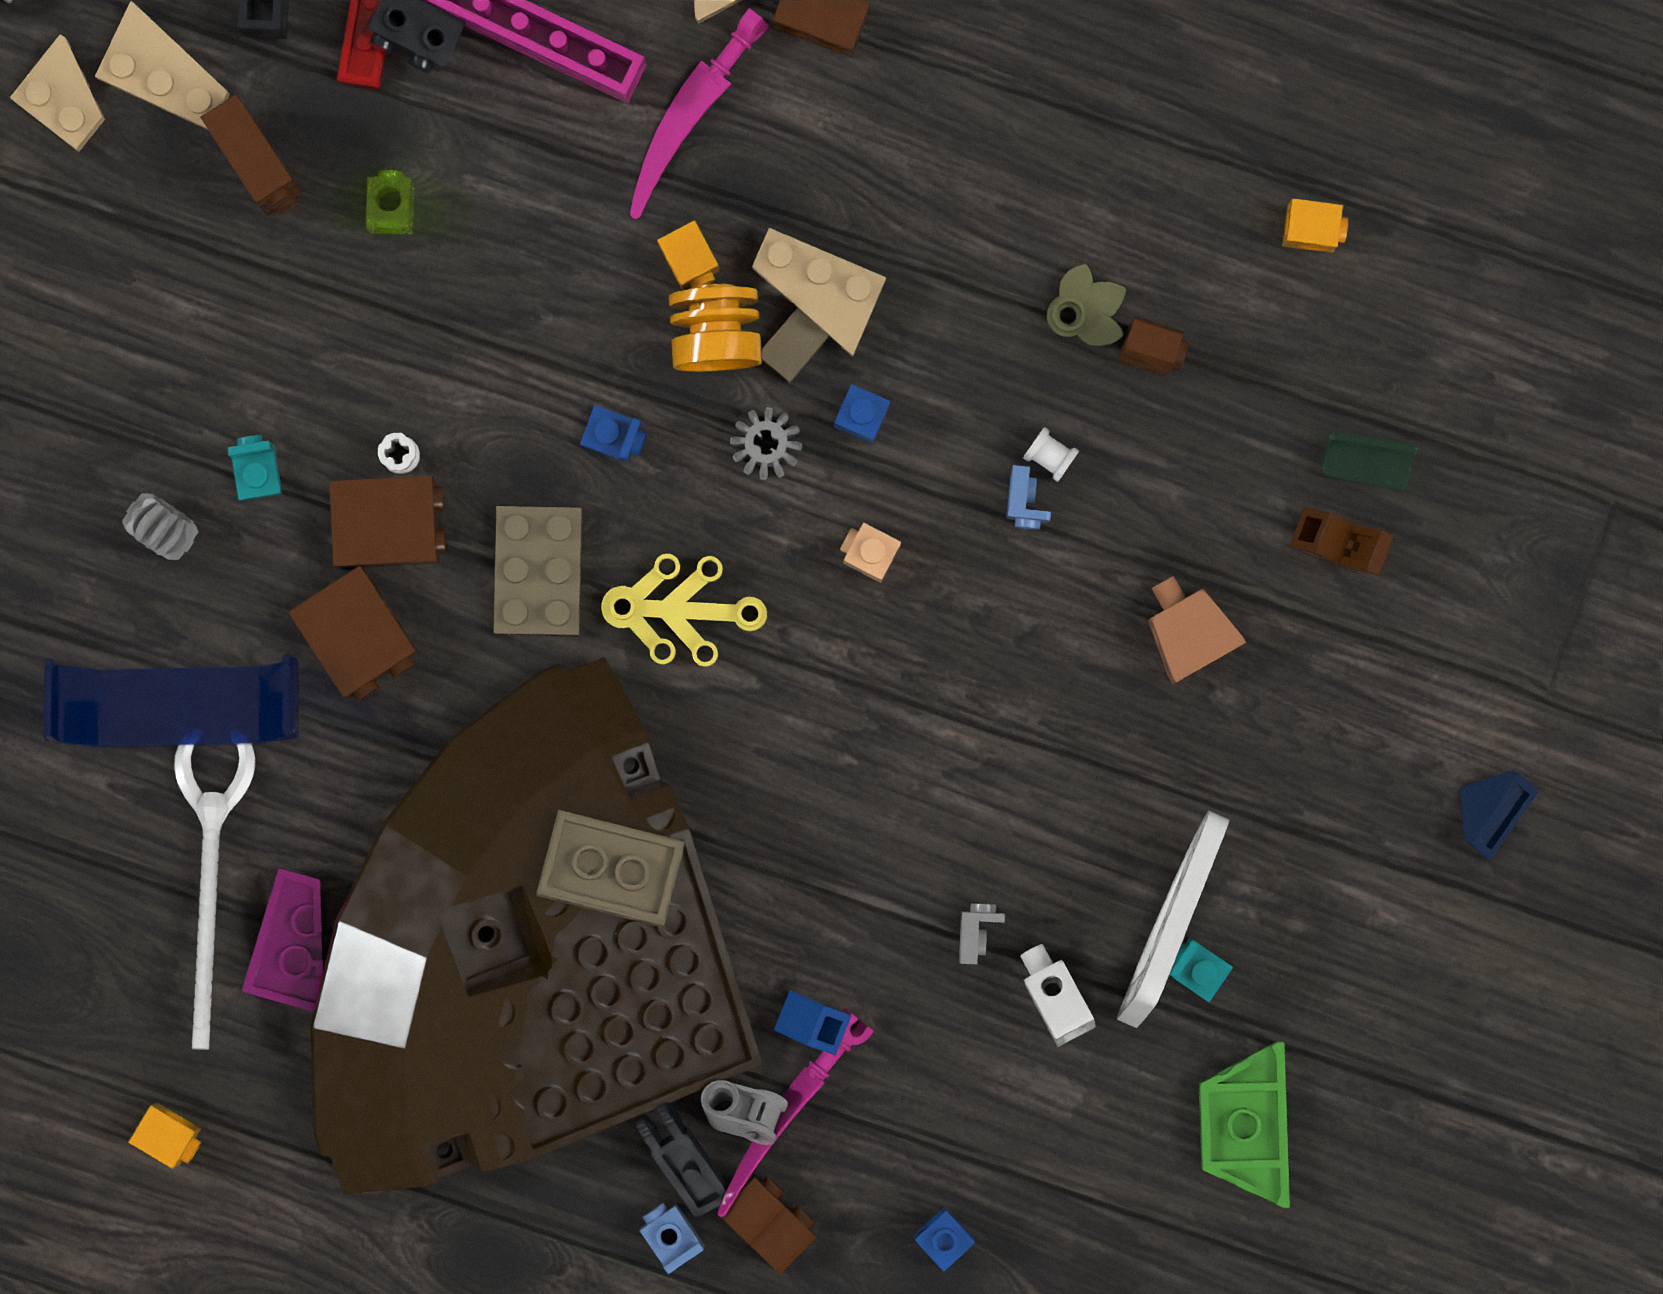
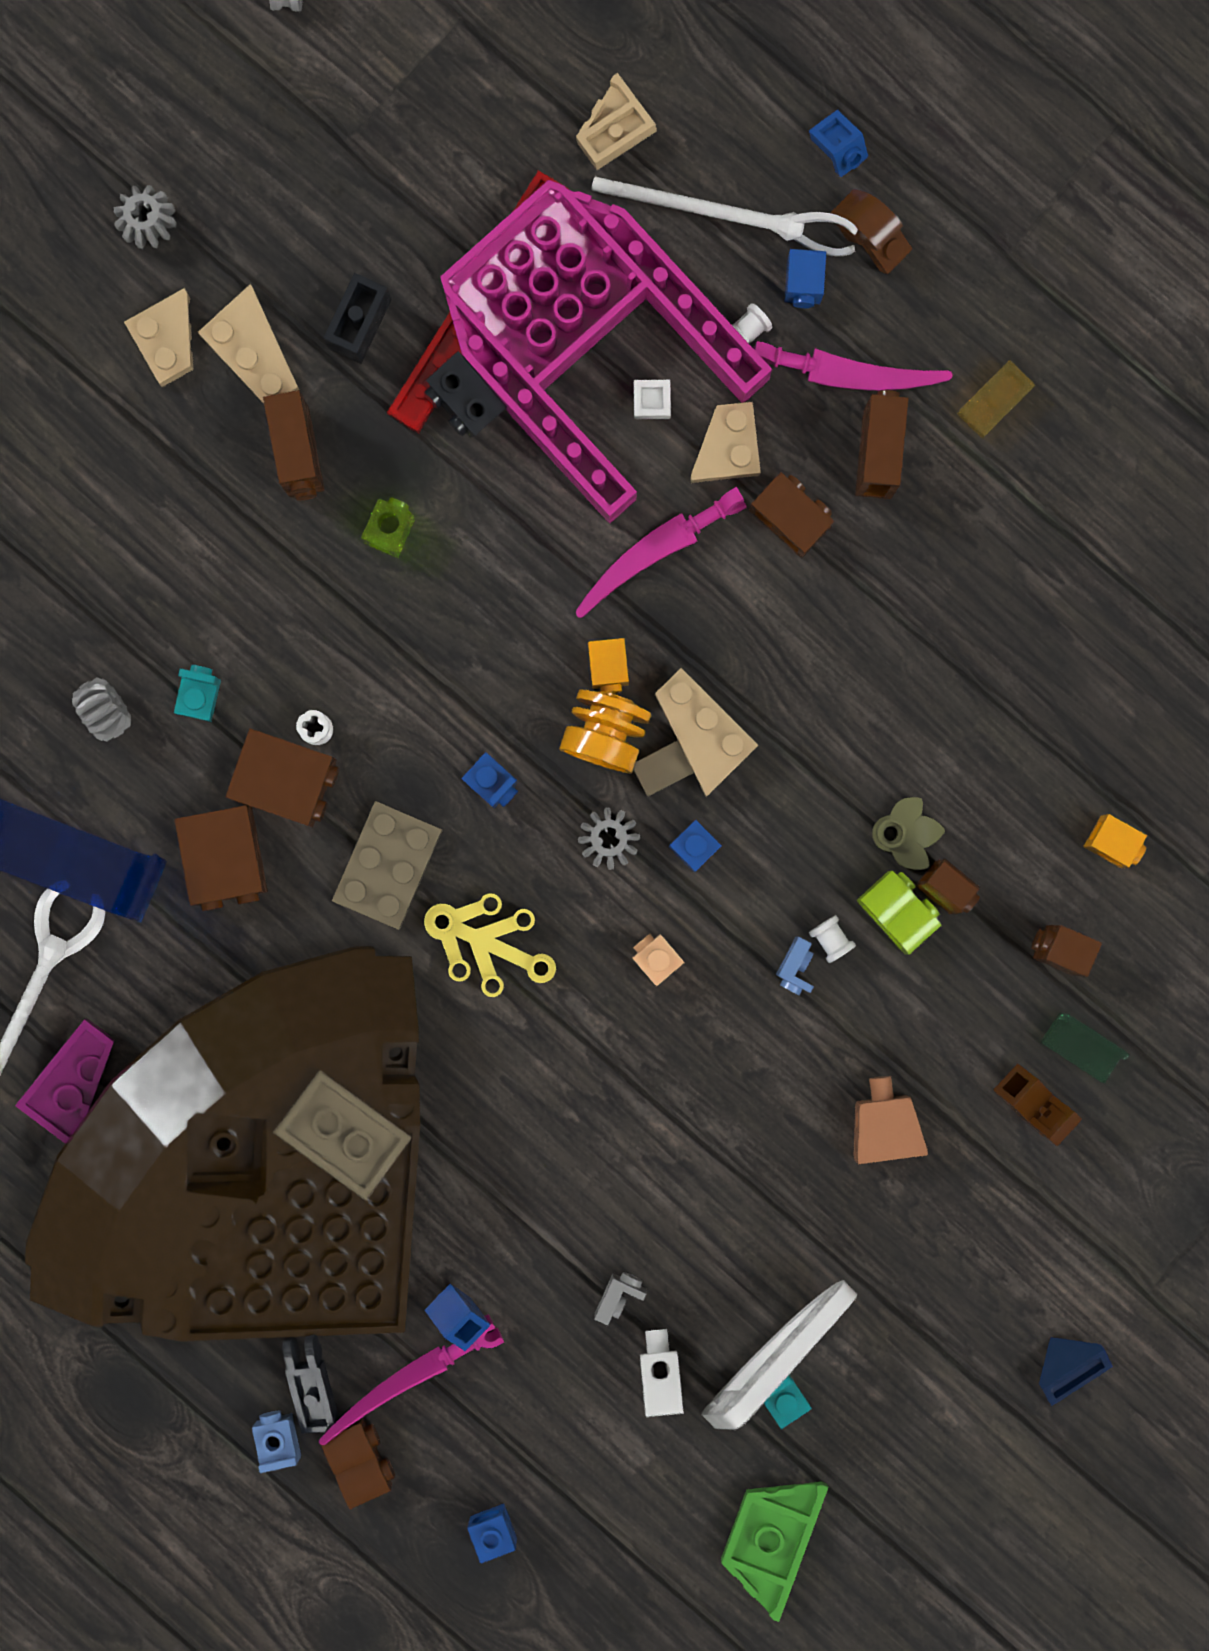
camera: 25 degrees right, 0 degrees up
(750, 1115) = (379, 1370): light grey piece -> none
(1111, 395) = (899, 911): none -> lime brick
(1304, 363) = (1065, 950): none -> reddish brown brick

